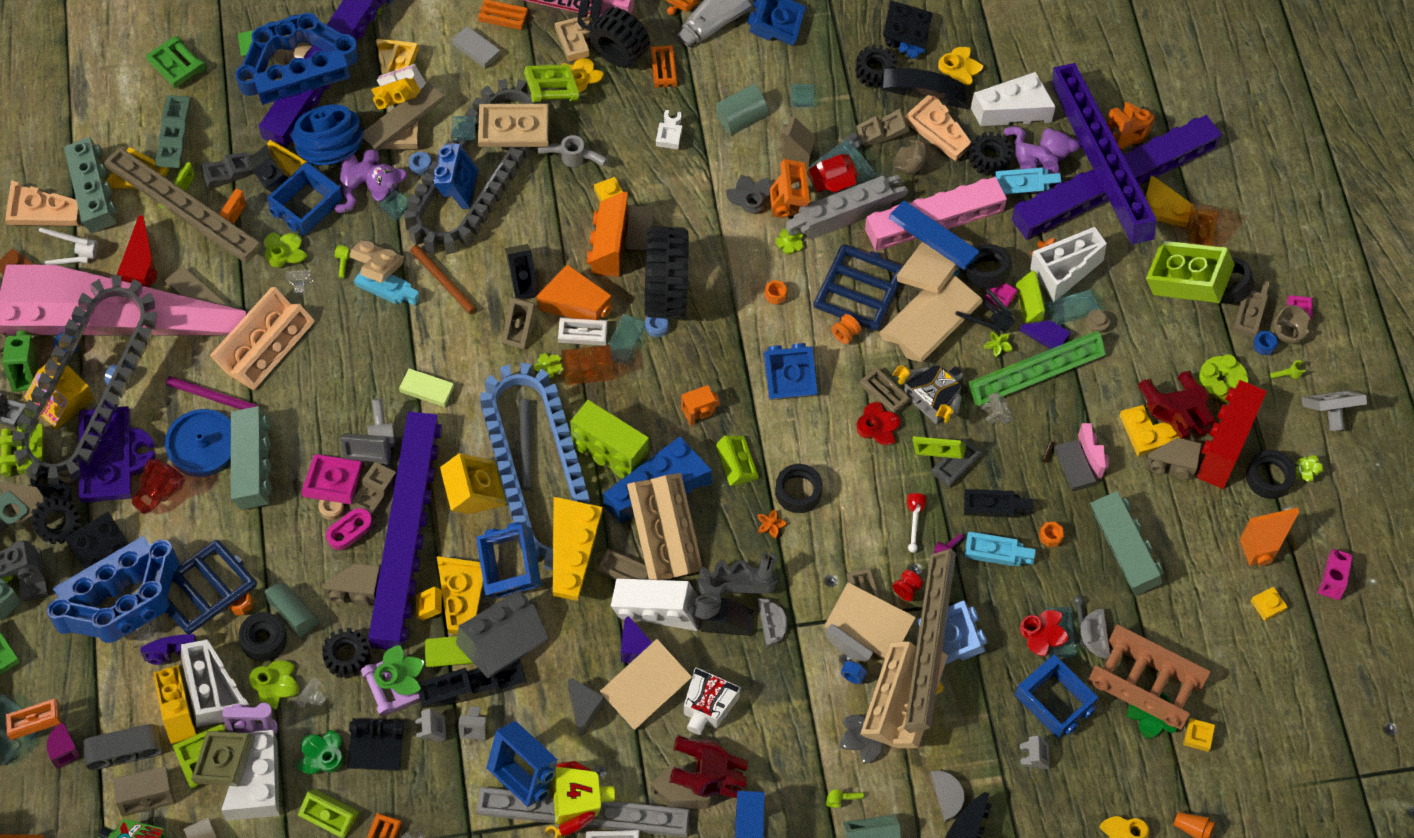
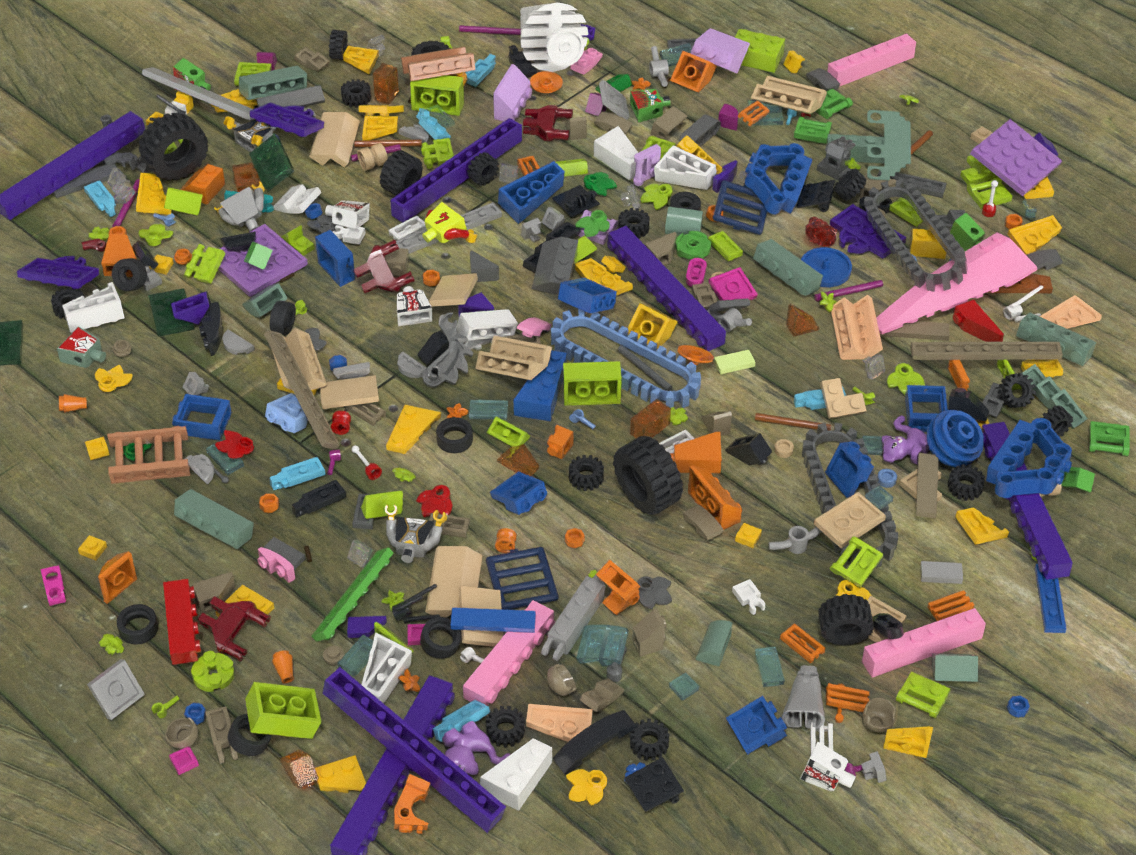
camera: 145 degrees right, 15 degrees down
(203, 151) = (1006, 390): none -> black tyre
(213, 96) = (1059, 419): none -> black tyre
(223, 758) = (638, 140): olive tile -> none
(253, 391) = (827, 301): none -> lime plant
(278, 545) = (725, 246): none -> lime plate
(298, 569) = (685, 248): none -> bright green plate
(310, 383) = (800, 321): none -> clear orange slope
(361, 95) = (969, 474): none -> black tyre
(398, 86) = (948, 493): yellow hips -> none
(421, 785) = (530, 191): none -> blue wedge
(456, 409) = (695, 354): none -> orange dish
(482, 257) = (783, 448): none -> tan tile
(501, 763) = (484, 215): blue window -> none
(573, 539) = (559, 322): yellow wing -> none
(603, 567) = (533, 326): none -> bright pink slope
(650, 424) = (578, 416): none -> medium blue hand
(650, 735) = (431, 278): none -> orange tile
(706, 342) = (586, 481): none -> black tyre
(713, 64) = (769, 666): none -> clear light blue tile
(734, 503) = (488, 409): none -> clear light blue tile
(758, 417) = (519, 459): none -> clear orange slope
(833, 174) = (600, 625): red slope -> none
(834, 536) = (409, 427): none -> yellow wing
(875, 778) = (282, 317): none -> black tyre
(886, 476) = (403, 474): none -> lime plant
(974, 239) = (468, 654): none -> white hand
(1152, 338) = (284, 665): none -> orange cone

